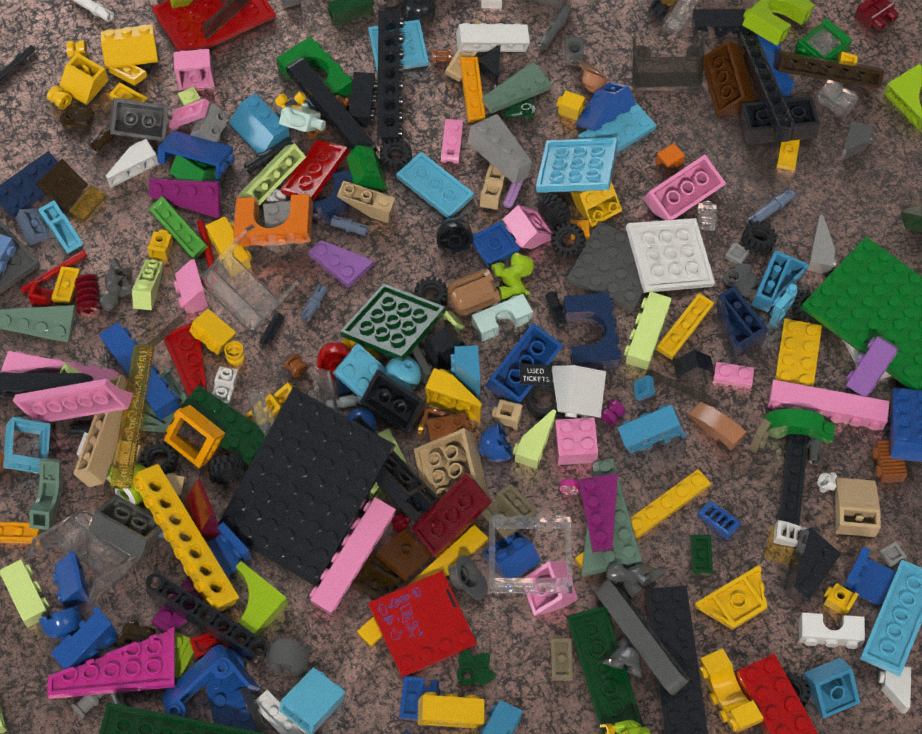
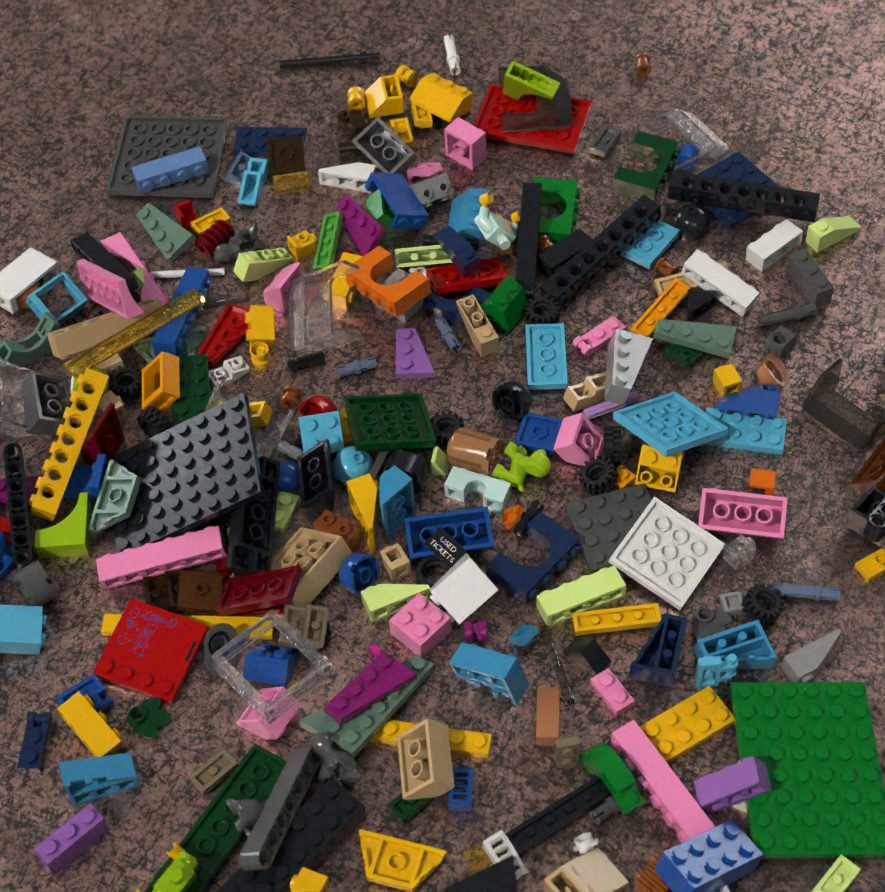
camera: 50 degrees right, 10 degrees down
(55, 270) = (229, 210): red bar -> none
(96, 339) = (179, 273): none -> white bar
(188, 96) = (447, 163): yellowish green plate -> none
(267, 544) = (115, 497): none -> sand green wing
(296, 155) = (458, 250): none -> dark blue slope
(432, 412) = (337, 512): dark orange piece -> none
(544, 317) = (511, 517): none -> orange tile
(687, 523) = (425, 760): none -> tan slope

